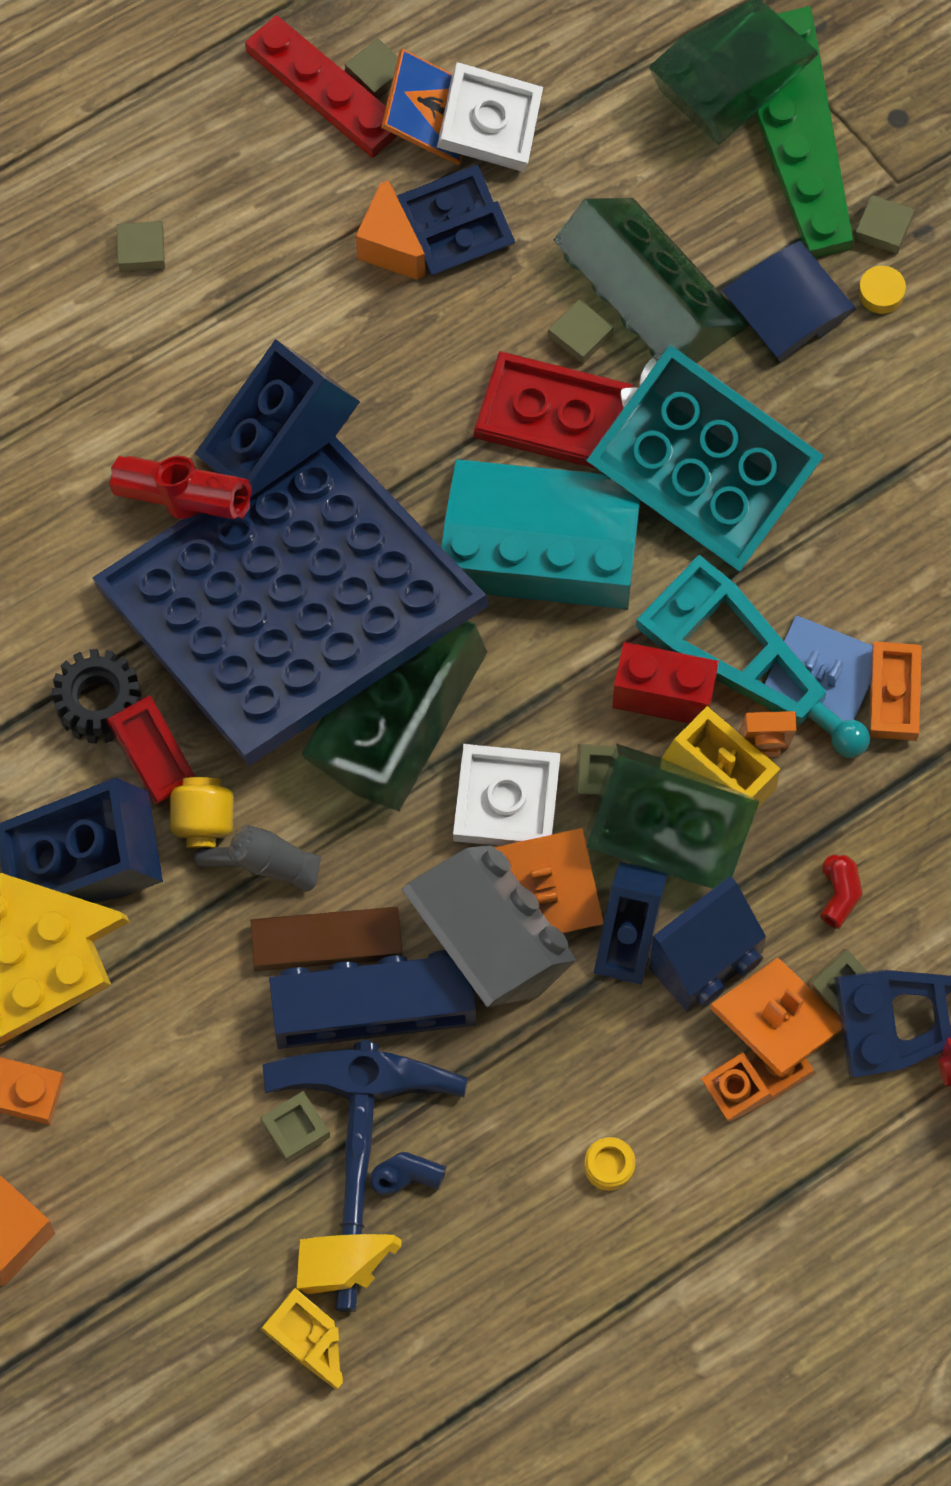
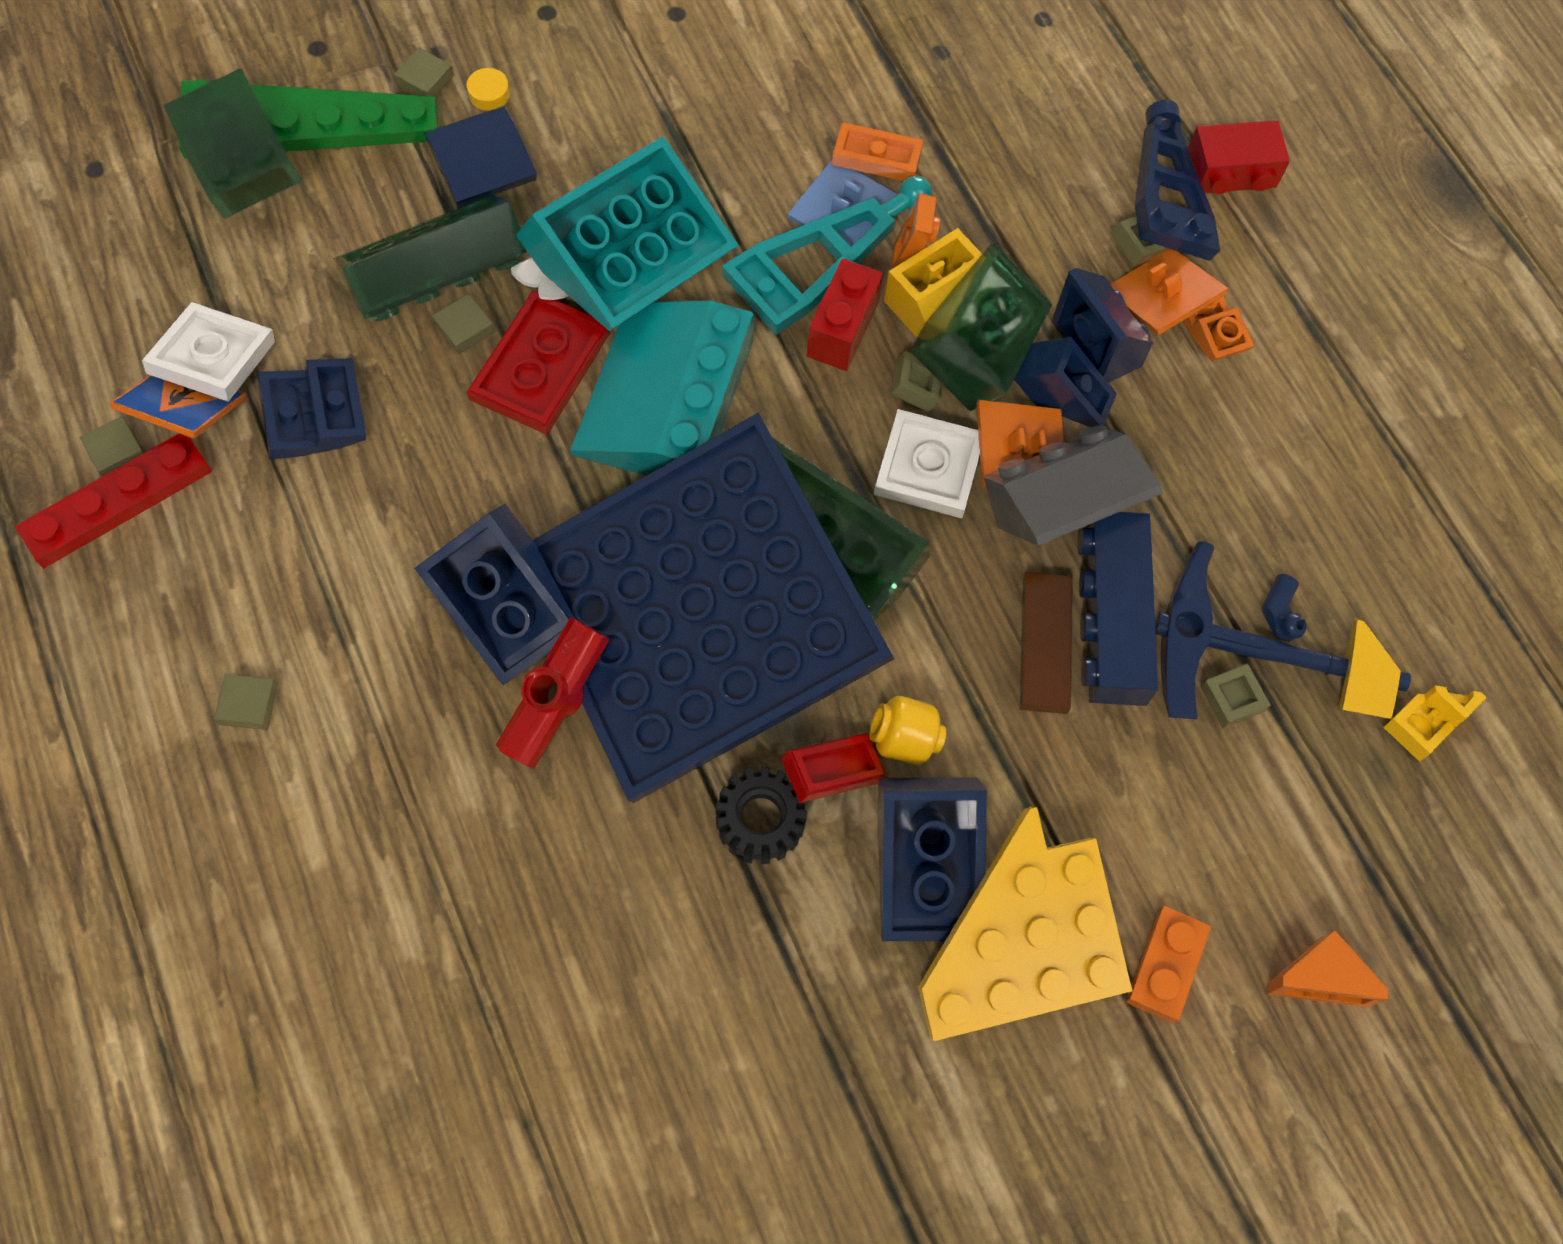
camera: 85 degrees left, 0 degrees up
(264, 855) = (967, 682): dark grey piece -> none
(388, 237) = (313, 460): orange slope -> none
(609, 1164) = (1280, 446): yellow tile -> none
(846, 886) = (1054, 225): red arm -> none

